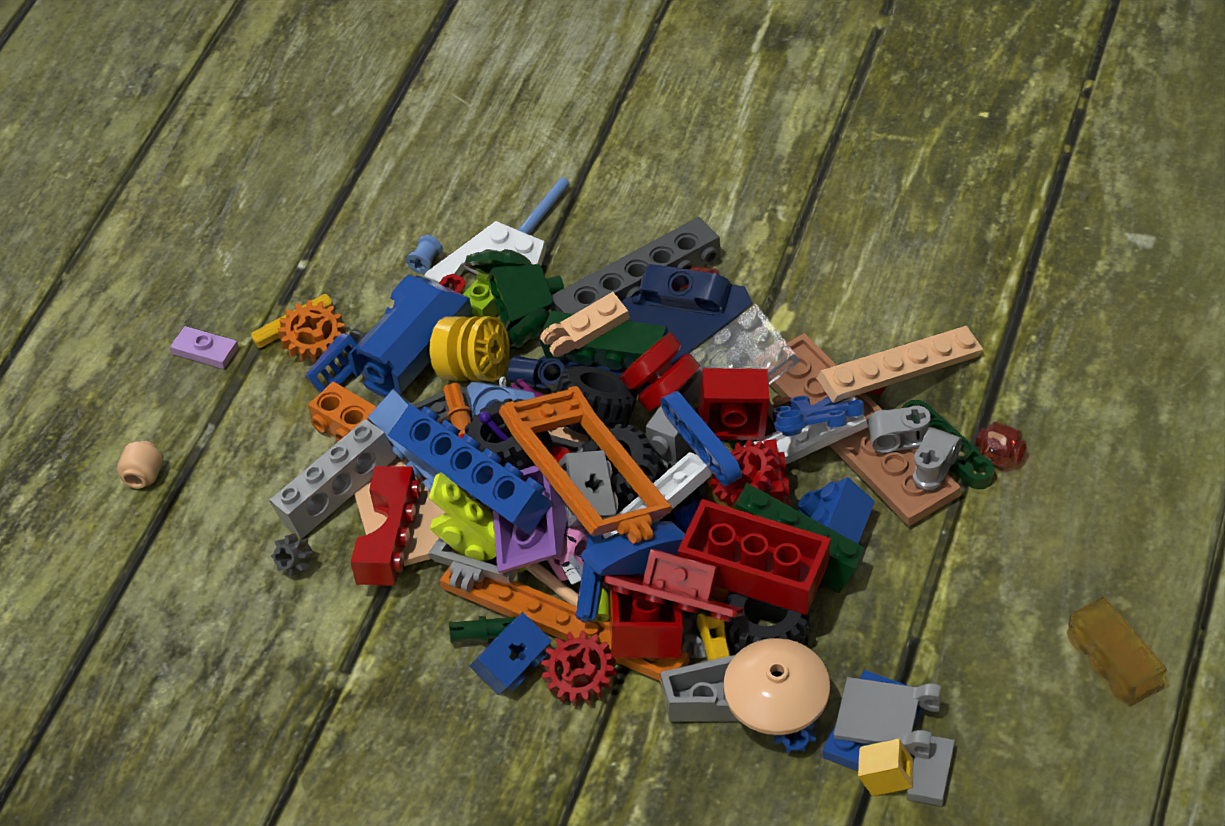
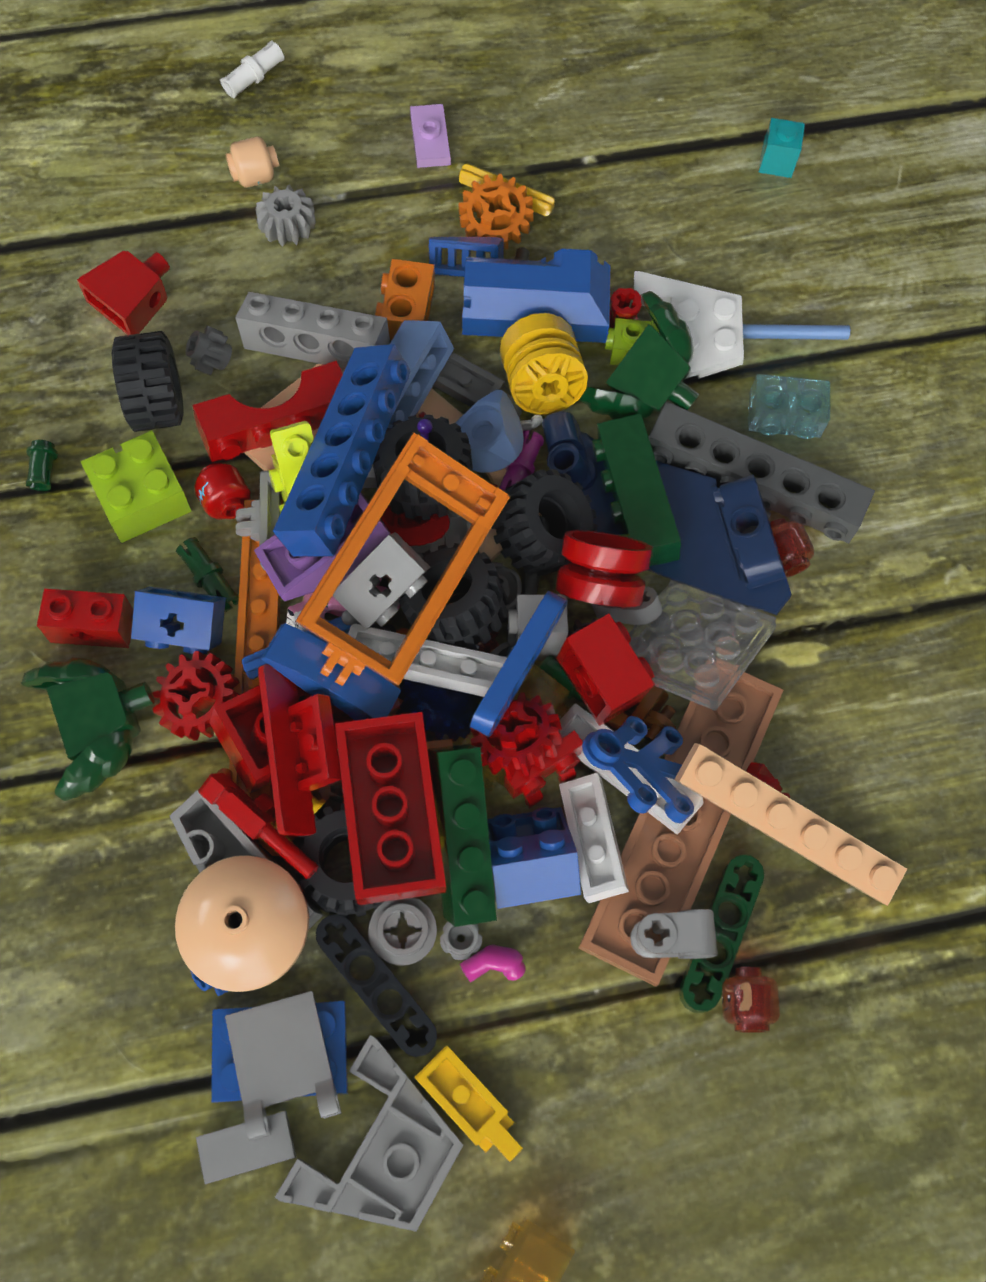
camera: 50 degrees right, 20 degrees up
(48, 432) = (252, 69): none -> white pin
(194, 591) = (126, 289): none -> red torso
(207, 462) = (285, 215): none -> light grey gear
(300, 591) = (147, 381): none -> black tyre
(300, 702) = (41, 459): none -> dark green pin
(377, 644) = (136, 486): none -> lime piece
(391, 147) = (781, 147): none -> teal brick
(420, 592) = (221, 490): none -> red head
(424, 254) = (661, 256): medium blue bush -> none
(458, 412) = (465, 396): orange axle -> none
(467, 715) = (86, 618): none -> red brick
(551, 736) = (93, 719): none -> dark green torso
(585, 325) = (635, 458): light nougat hinge -> none
(598, 237) = (788, 399): none -> clear light blue brick
(704, 648) = (254, 818): none -> red piece
(815, 473) = (594, 838): none -> white plate
(828, 608) = (387, 918): none -> light grey gear
(864, 580) = (459, 950): none -> light grey plate
(865, 654) = (373, 987): none -> black beam
(885, 767) = (211, 1098): yellow panel -> none
(893, 566) = (494, 958): none -> dark pink arm
(896, 428) = (689, 867): light grey piece -> none
(977, 626) = (468, 1103): none -> yellow hinge
(990, 680) = (397, 1162): none -> light grey wing

